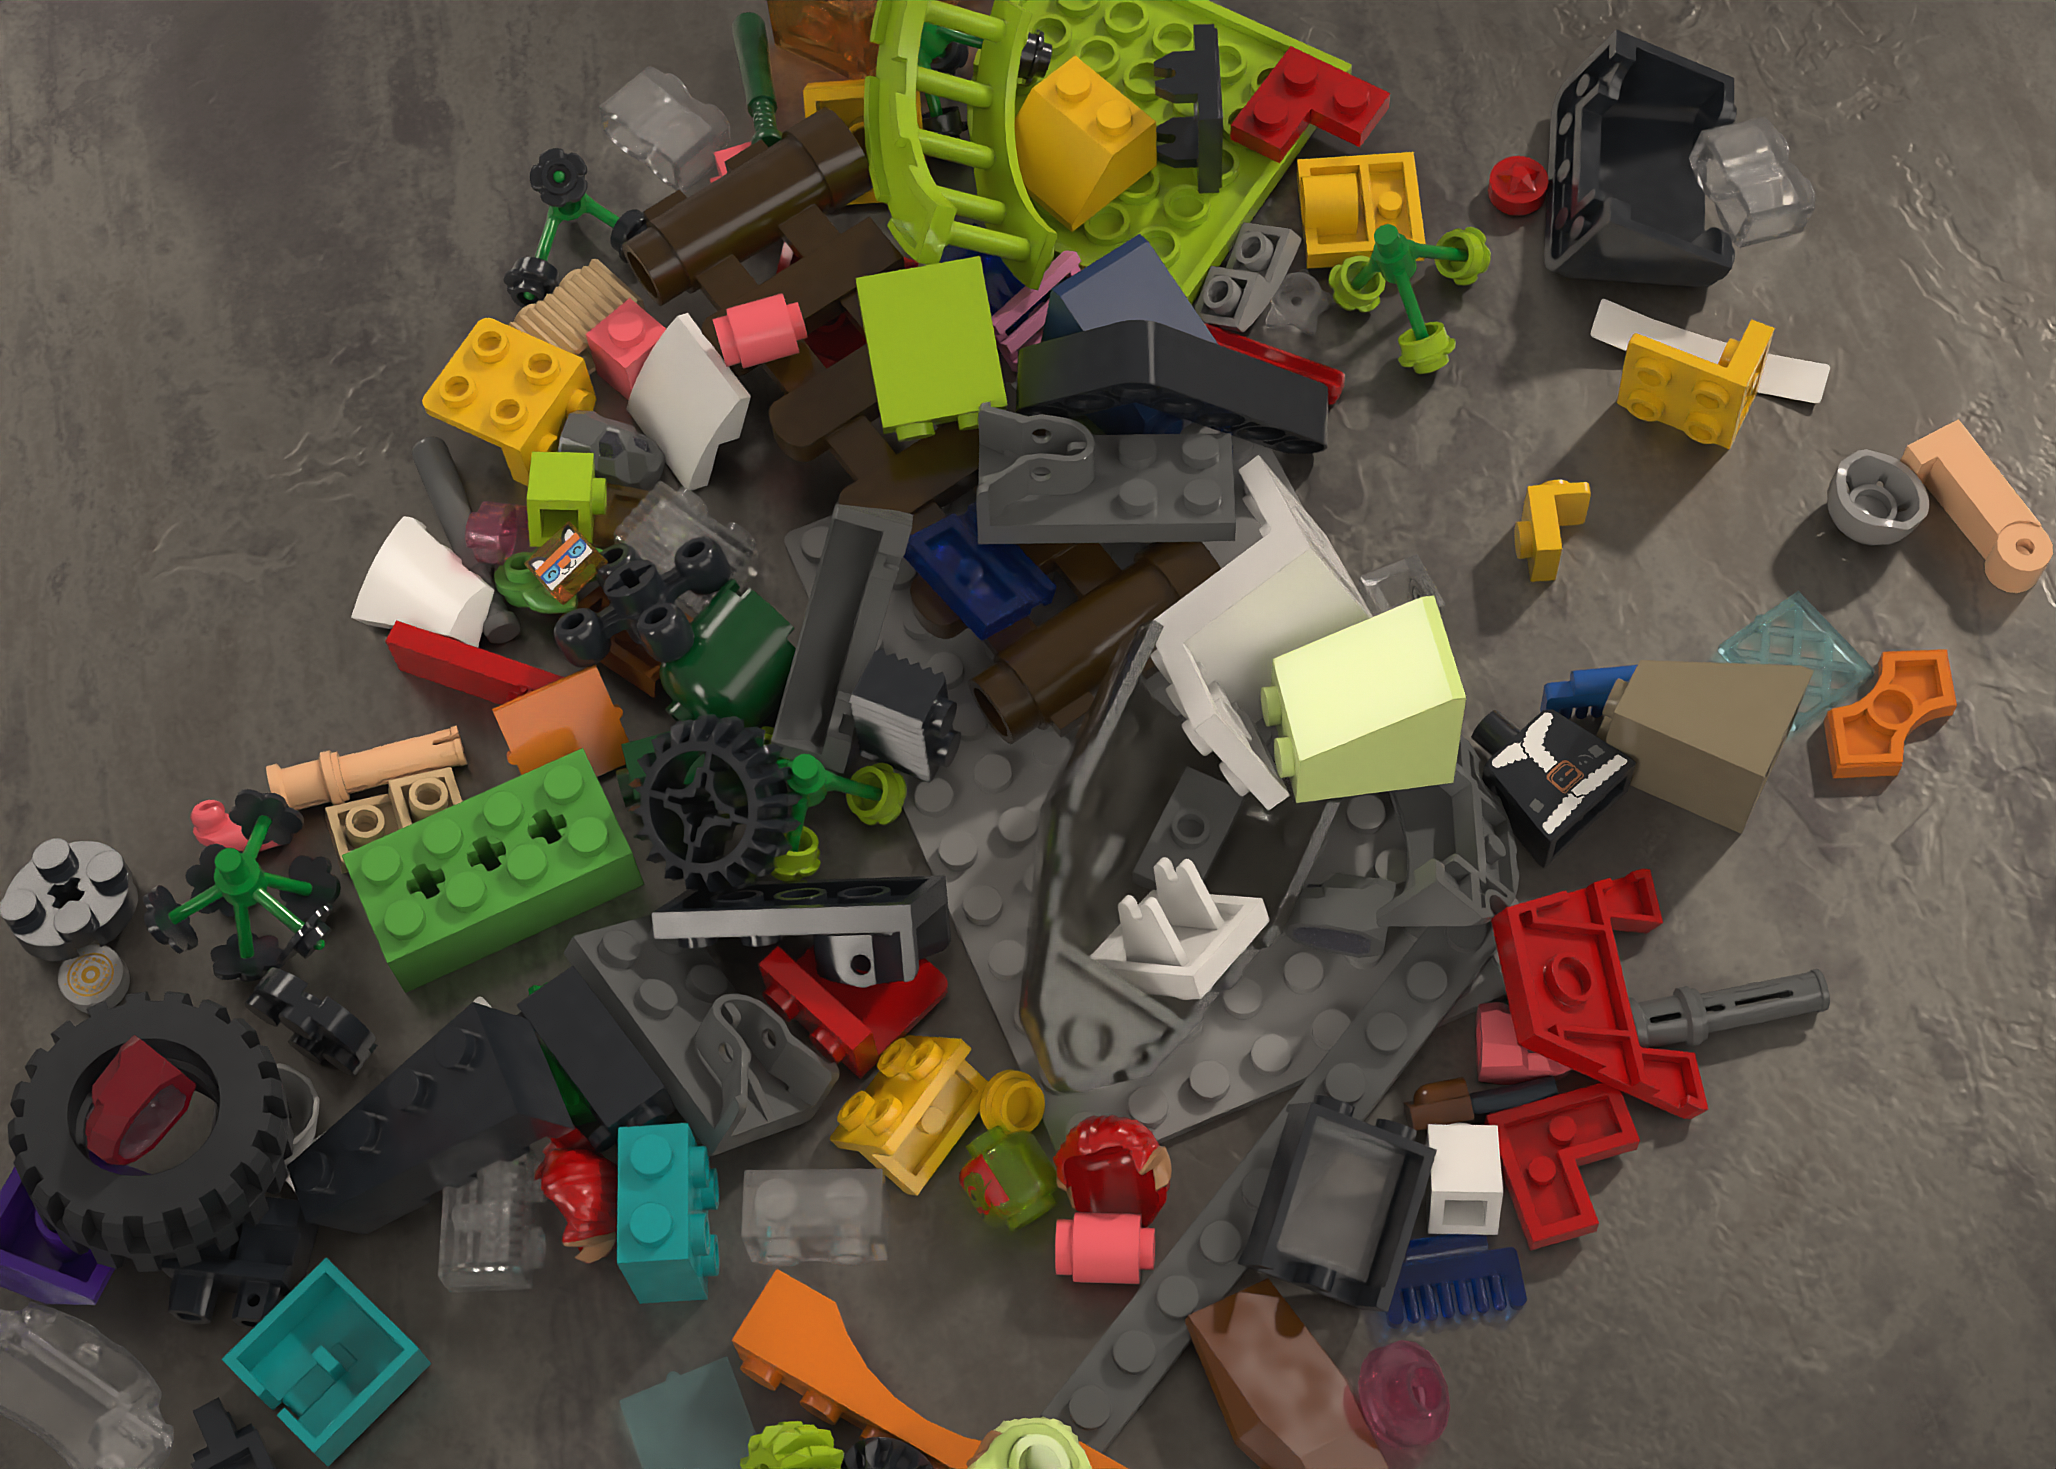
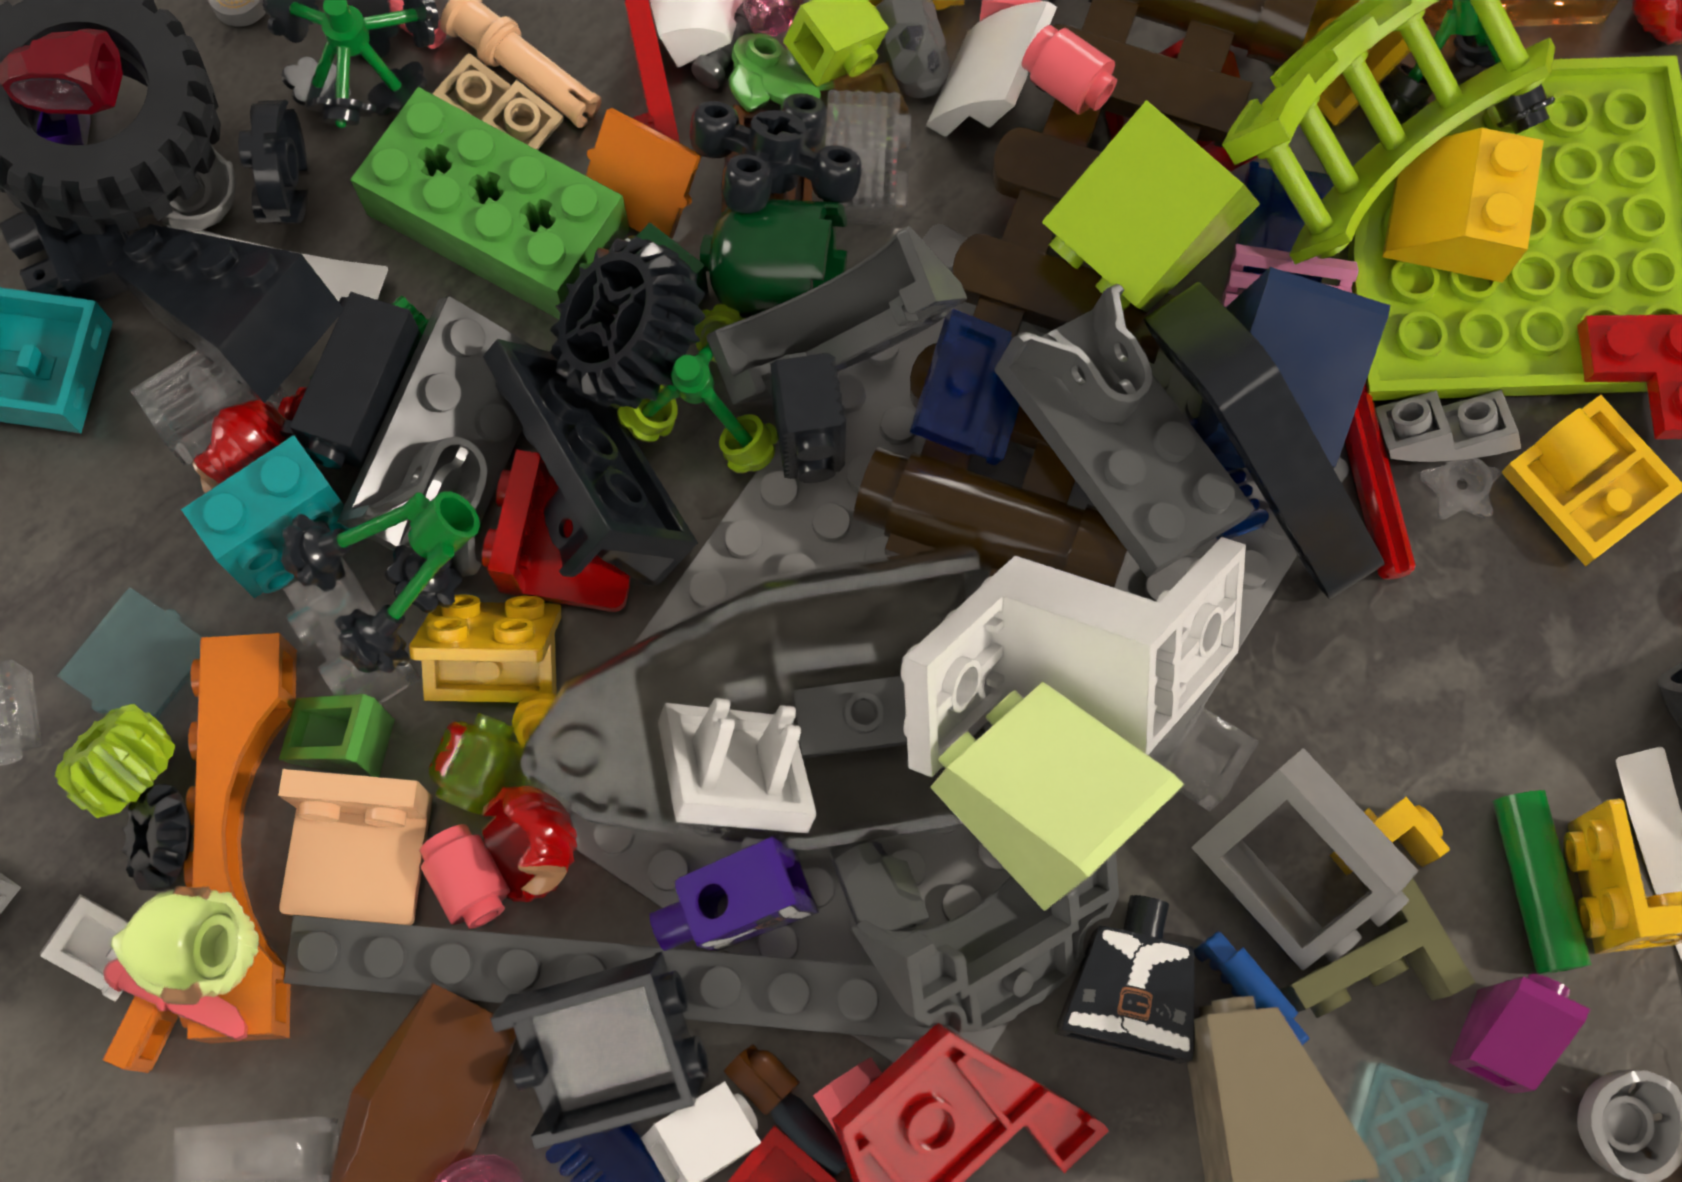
camera: 50 degrees right, 10 degrees up
(566, 563) = (777, 74): tile -> none
(810, 1116) = (420, 572): none -> black plant
(897, 1285) = (338, 734): none -> bright green slope
(1011, 1325) = (354, 846): none -> light nougat bracket
(1195, 80) = (1591, 261): black piece -> none
(1287, 996) = (763, 893): none -> dark purple torso
(1362, 279) = (1546, 538): lime plant -> none
(1464, 553) = (1342, 827): none -> light grey window
(1641, 560) = (1412, 934): none -> olive bracket
(1652, 445) = (1541, 882): none -> green piece
(1758, 527) = (1518, 1032): none -> magenta slope

